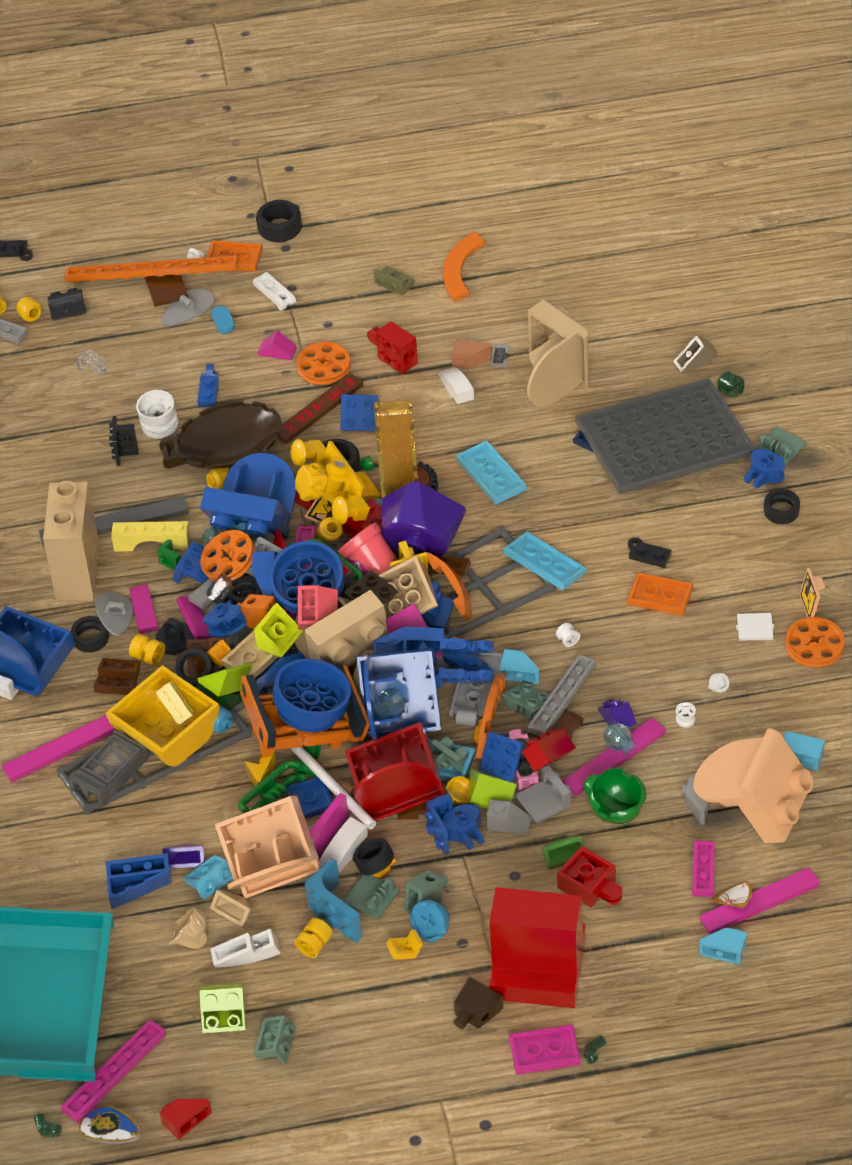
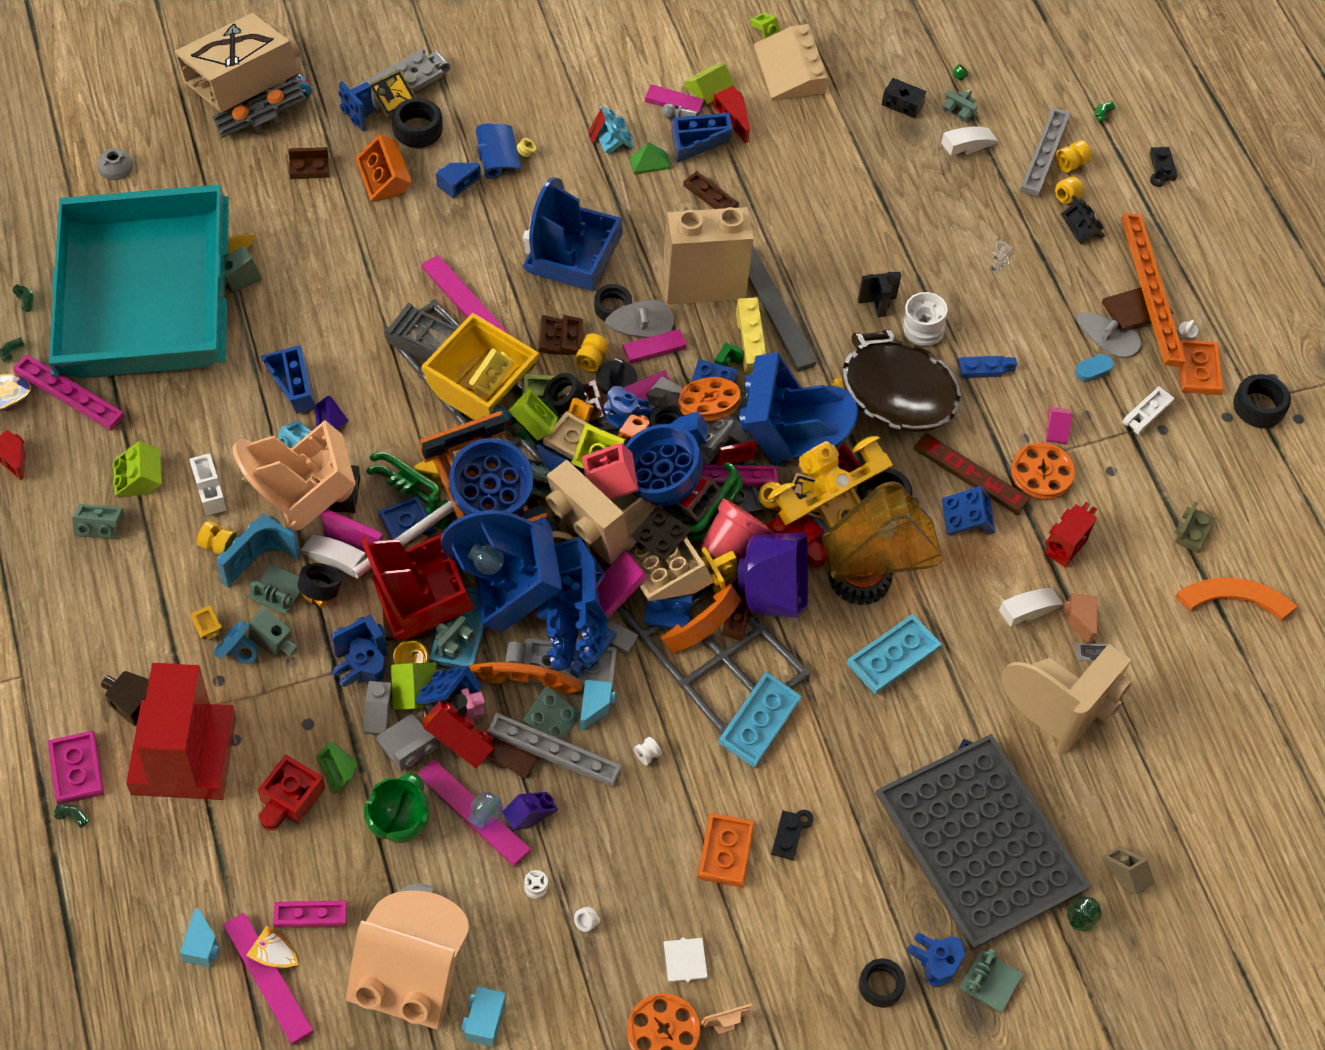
camera: 75 degrees right, 10 degrees up
(191, 930) = (228, 432): tan hair -> none

